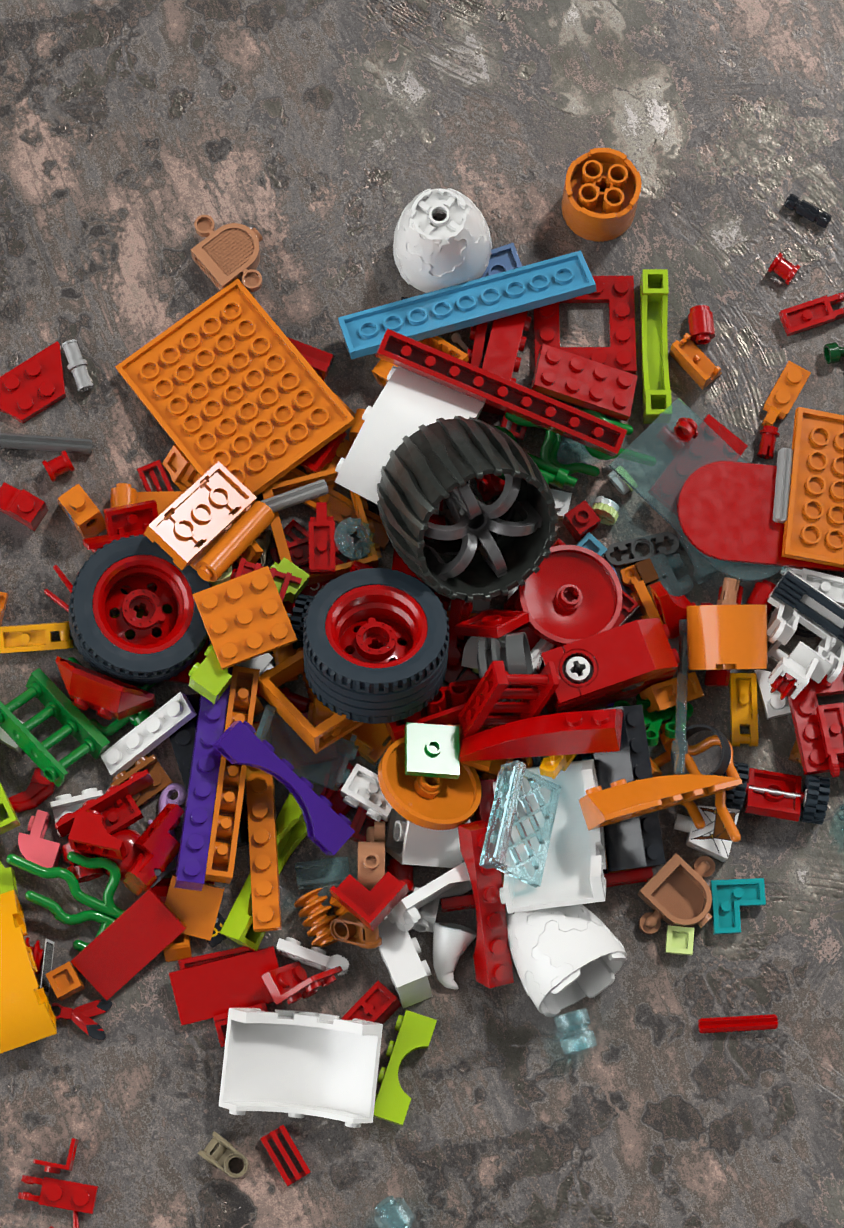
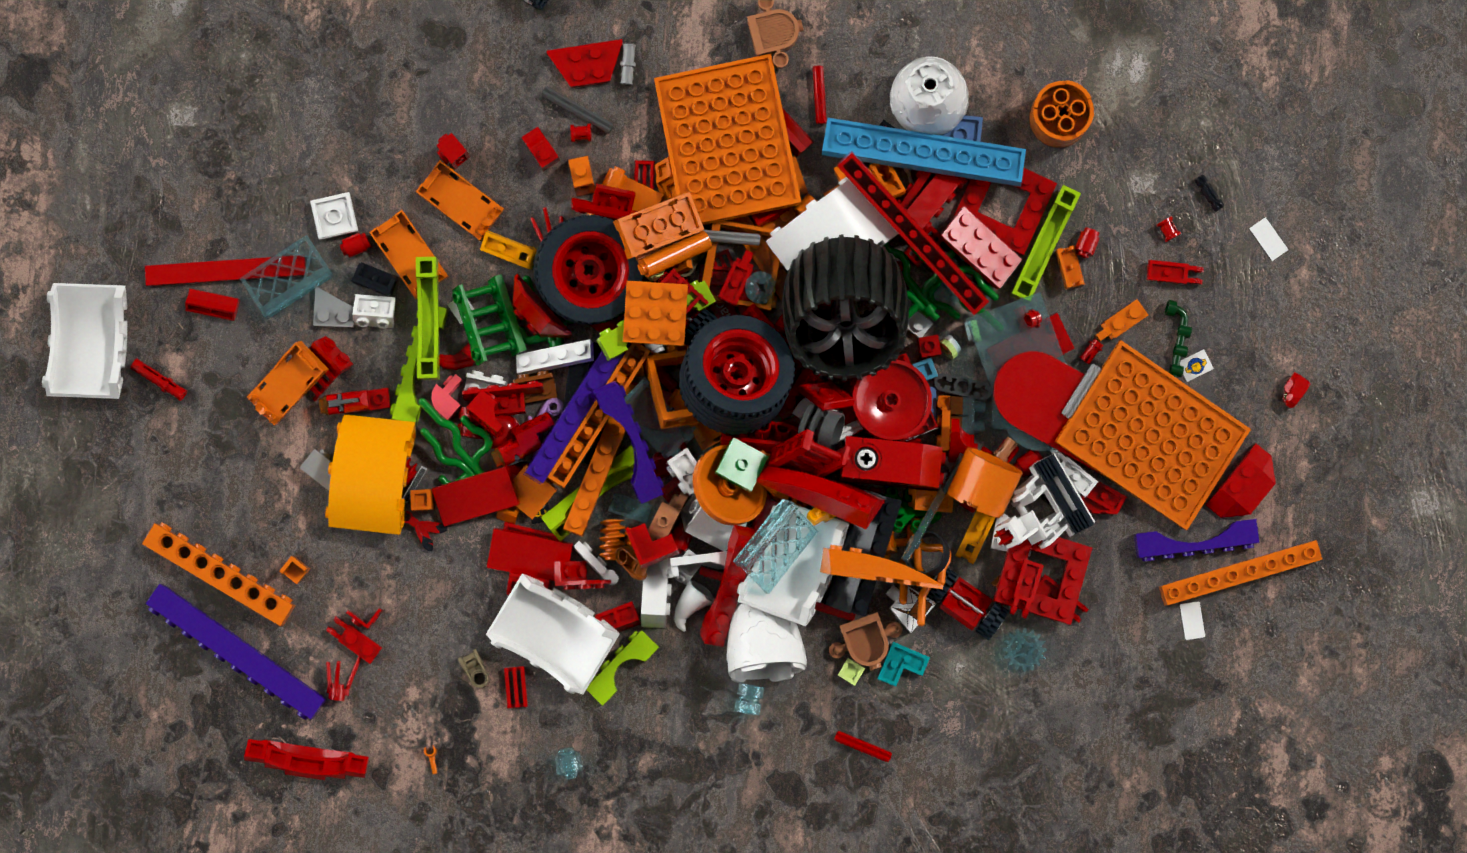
camera: 30 degrees right, 10 degrees up
(315, 301) = (819, 95): none -> red axle

